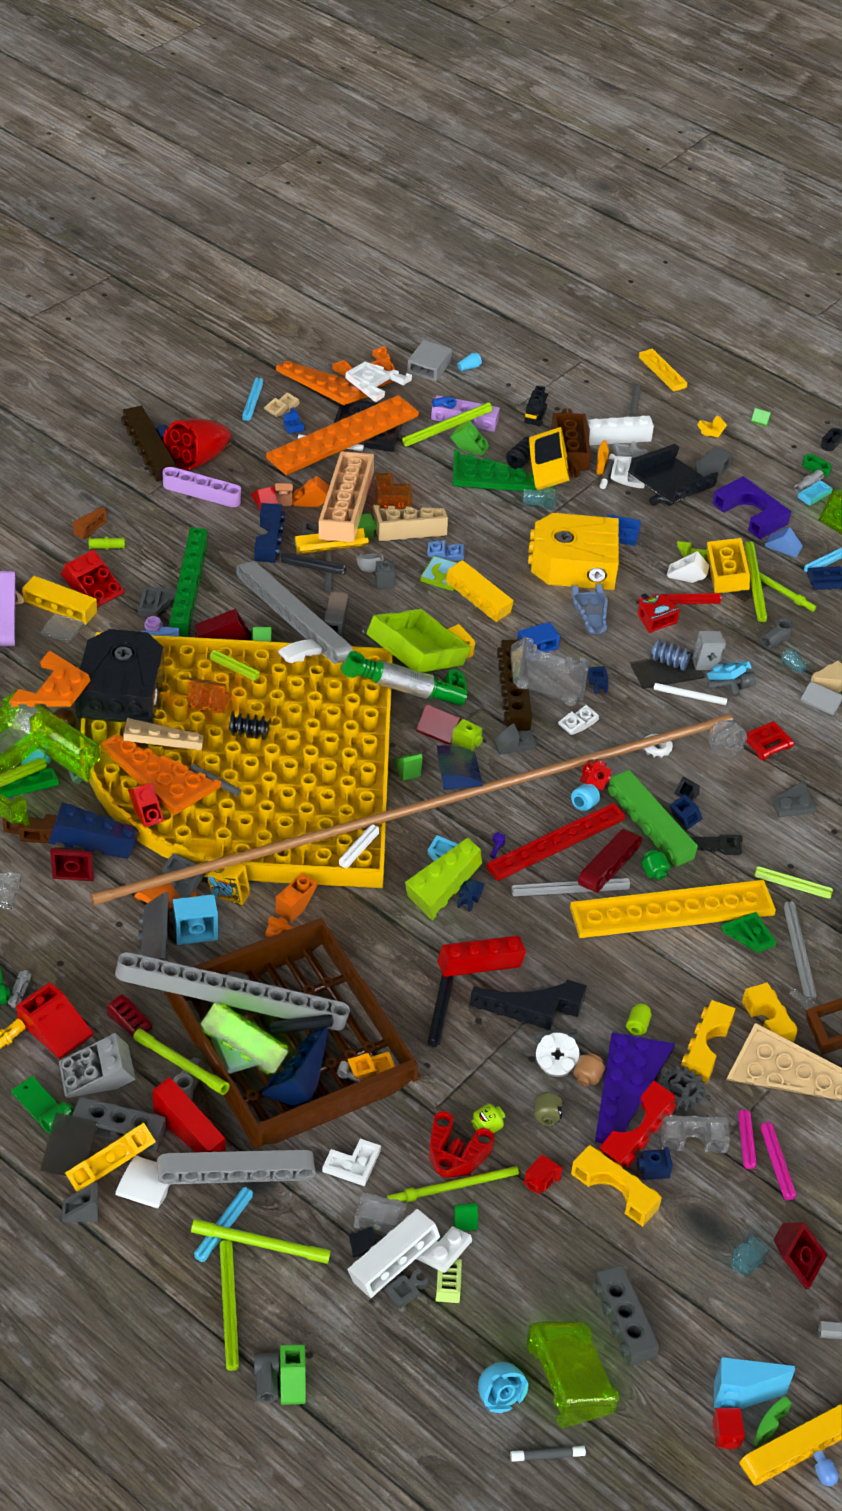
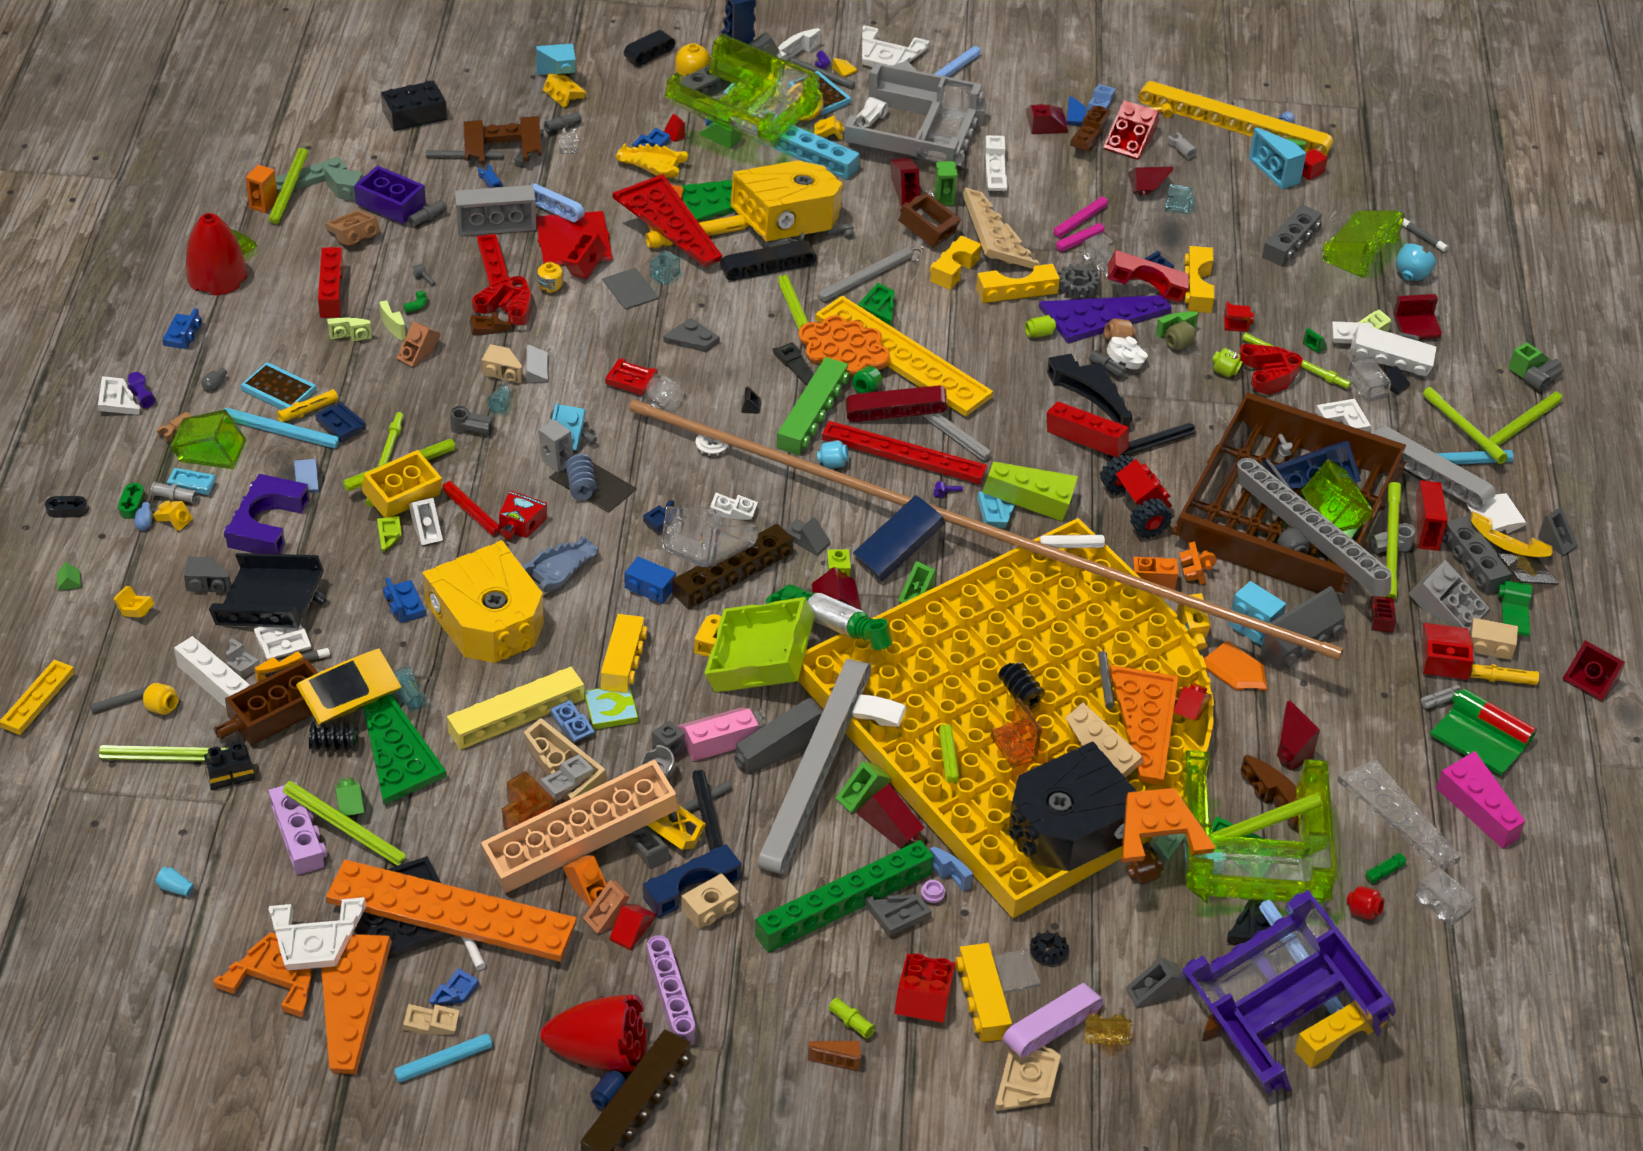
camera: 125 degrees left, 0 degrees up
(32, 1060) = (1493, 638): none -> tan brick
(66, 646) = (1055, 955): none -> black gear
(92, 832) = (1260, 731): dark blue wedge -> none
(185, 886) = (1220, 653): dark grey wing -> none
(245, 531) = (710, 901): none -> tan brick
(366, 1066) = (1270, 435): light orange slope -> none
(373, 598) = (718, 732): none -> bright pink slope
(380, 937) = (1145, 490): none -> brick
(388, 503) = (569, 776): none -> light grey slope
(424, 1327) = (1416, 315): none -> dark red bracket
(429, 360) = (205, 920): light grey brick -> none
(448, 402) = (309, 838): blue arm -> none
(478, 526) = (514, 707): none -> light yellow brick
(567, 1121) = (1169, 320): none -> bright green slope
(572, 397) = (153, 753): none -> lime axle
(596, 774) = (807, 449): red brick -> none
(618, 406) = (160, 698): none -> yellow head
(686, 811) = (782, 390): dark blue brick -> none
(690, 694) = (615, 451): white bar -> none
(708, 873) = (844, 343): none -> orange plate
(786, 471) = (175, 512): none -> yellow bracket
(794, 463) = (143, 517): none -> medium blue cylinder

